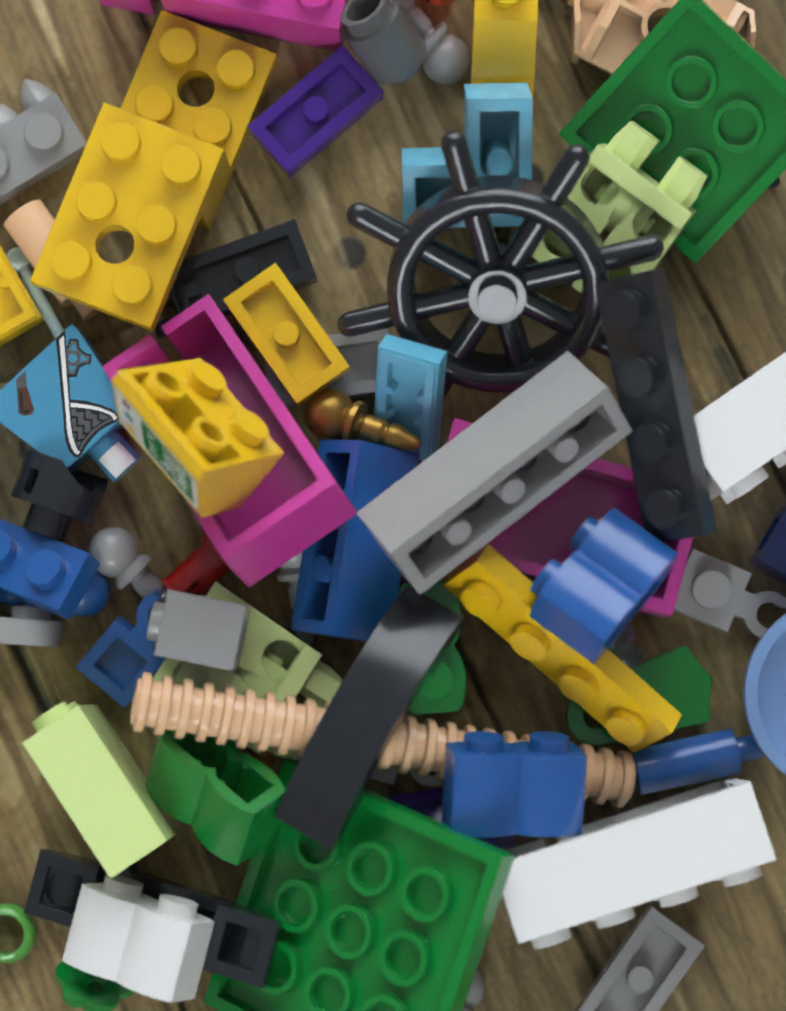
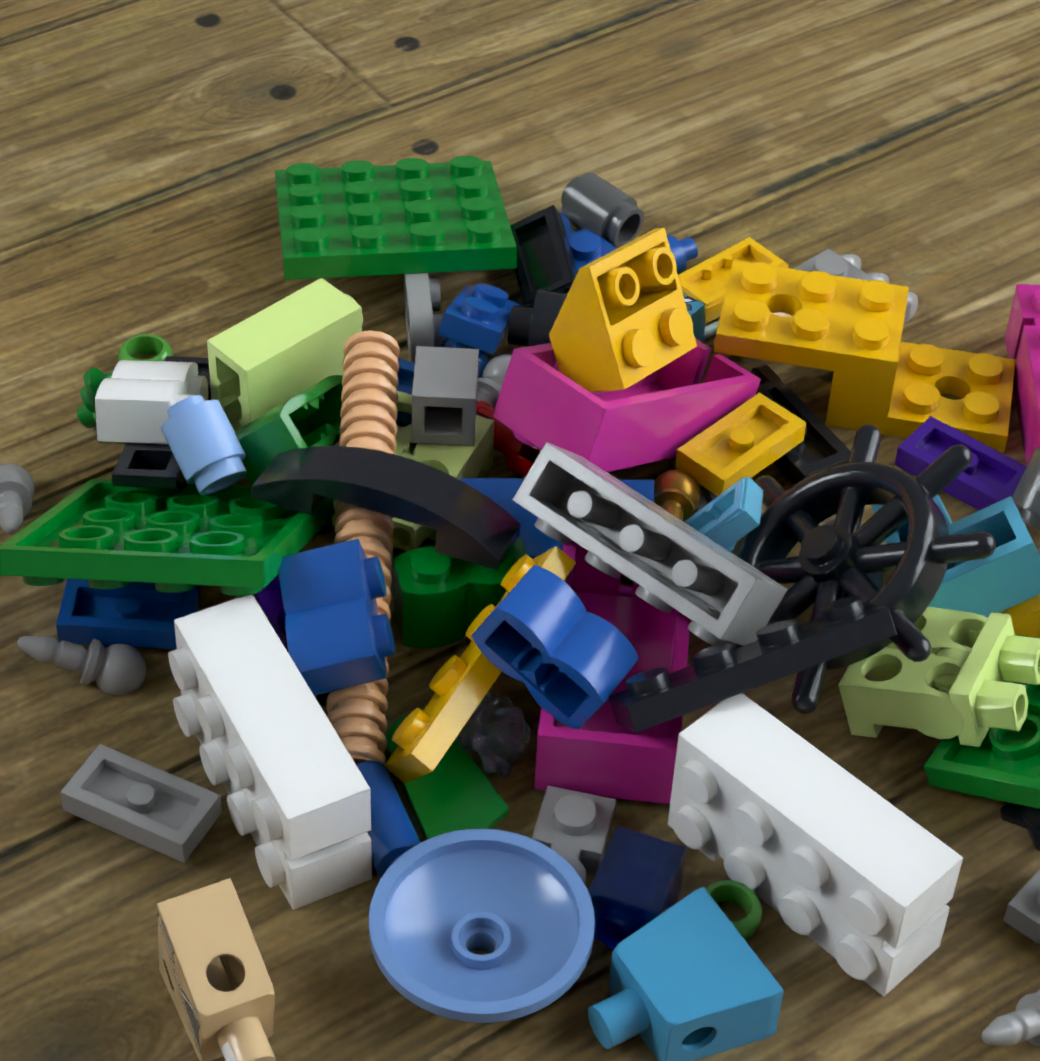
camera: 75 degrees right, 40 degrees down
(249, 891) = (204, 444): none -> light blue brick

